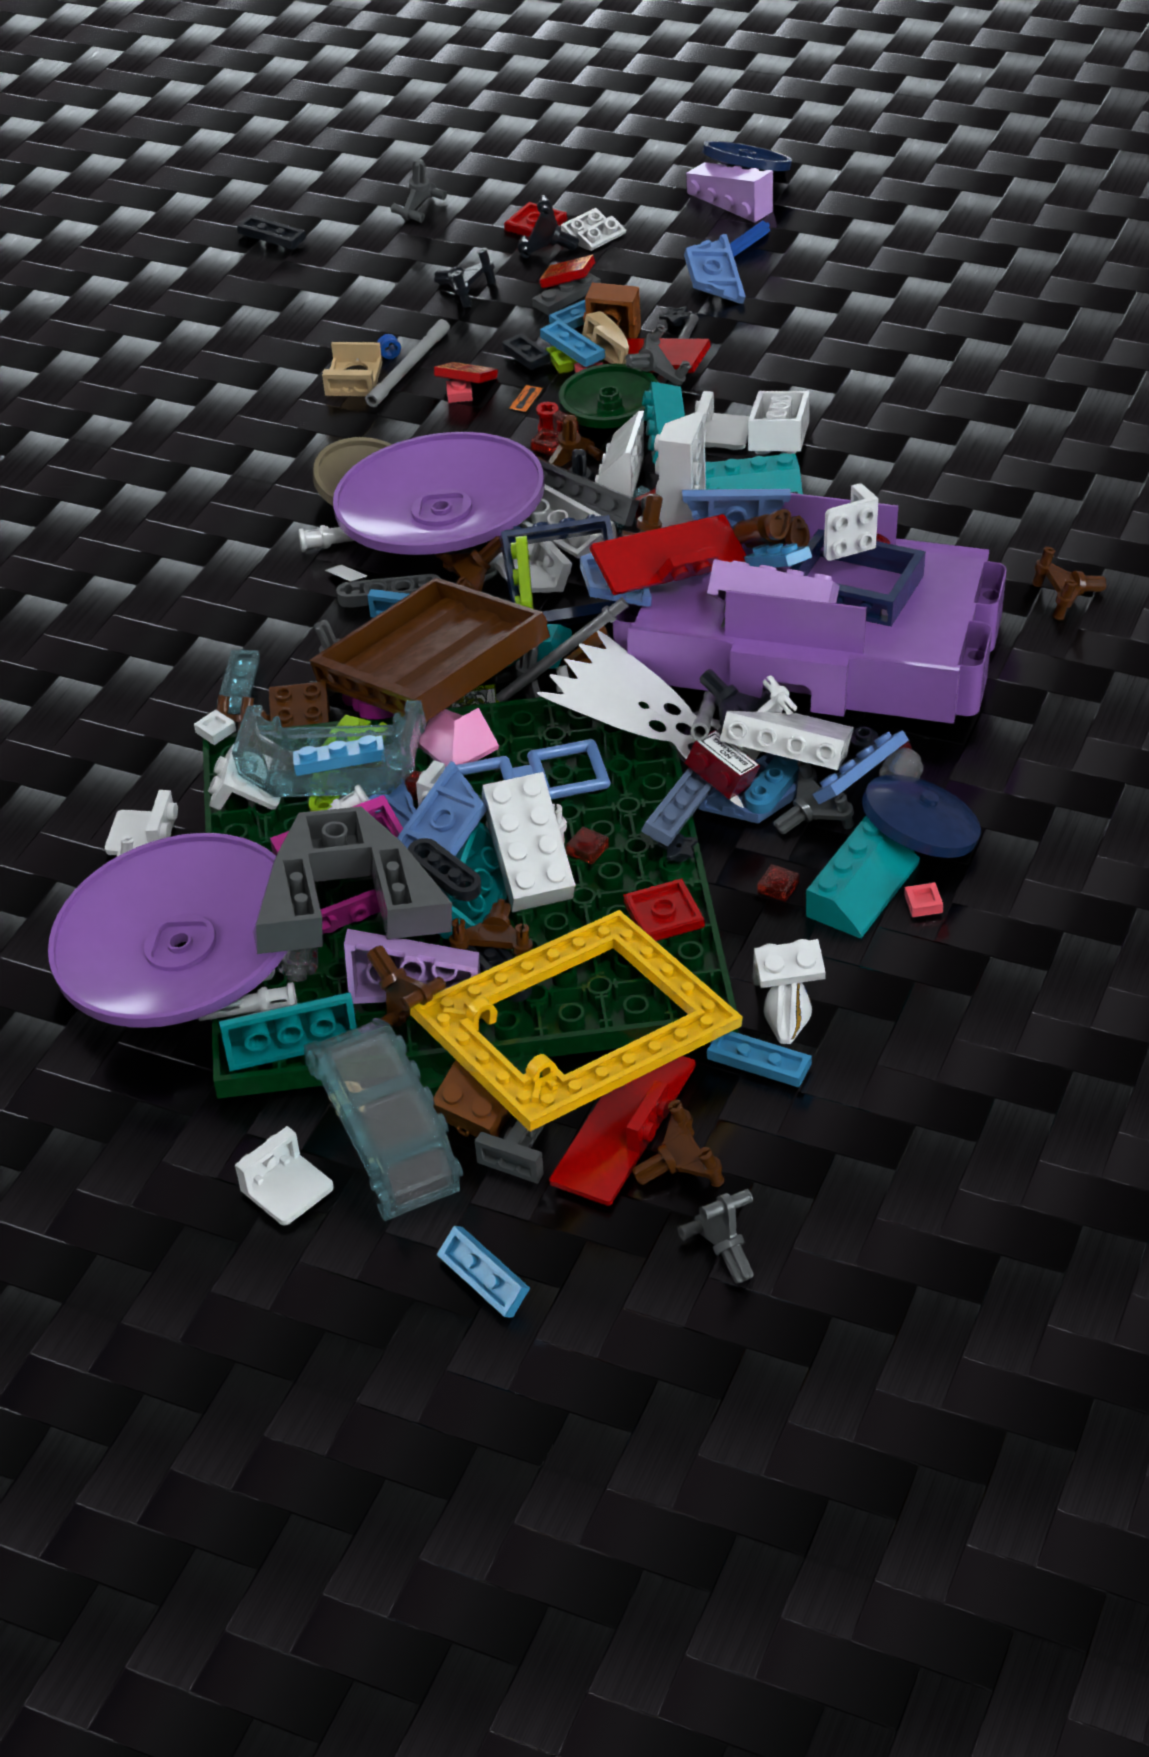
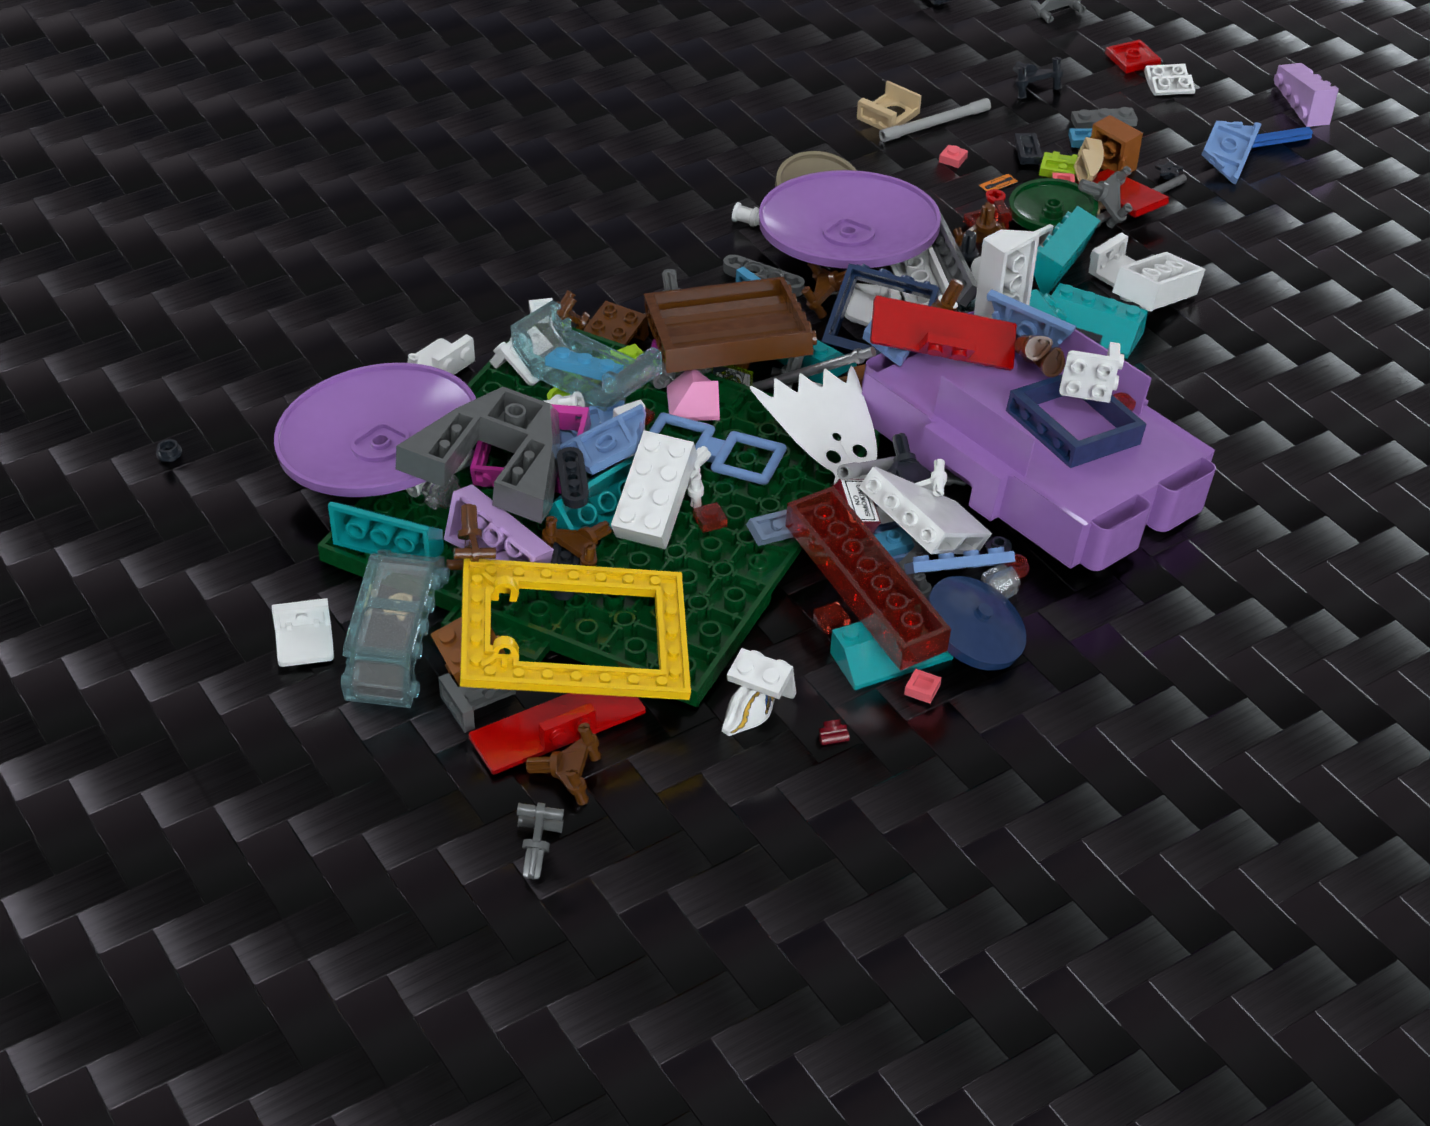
camera: 30 degrees right, 0 degrees up
(239, 677) = (601, 288): clear light blue plate -> none
(261, 1001) = (391, 507): white pin -> none
(346, 573) = (745, 249): white sticker -> none
(393, 350) = (931, 96): blue bush -> none
(465, 372) = (966, 144): red tile -> none
(483, 1271) = (365, 768): dark azure plate -> none
(522, 575) = (843, 304): lime plate -> none
(546, 232) = (1125, 65): black axle -> none
(567, 271) = (1114, 102): red tile -> none
(572, 343) = (1061, 156): dark azure plate -> none
(664, 910) = (716, 590): red tile -> none
(680, 848) = (771, 552): black plate -> none
(746, 156) = (1340, 72): dark blue dish -> none
(760, 1058) = (692, 732): dark azure plate -> none
(768, 581) = (991, 390): lavender wedge -> none
(778, 555) = (1025, 372): dark azure plate -> none
(806, 820) = (868, 578): none -> clear red brick
(885, 986) = (833, 732): none -> dark red plate
(1066, 583) = (1273, 509): reddish brown axle -> none

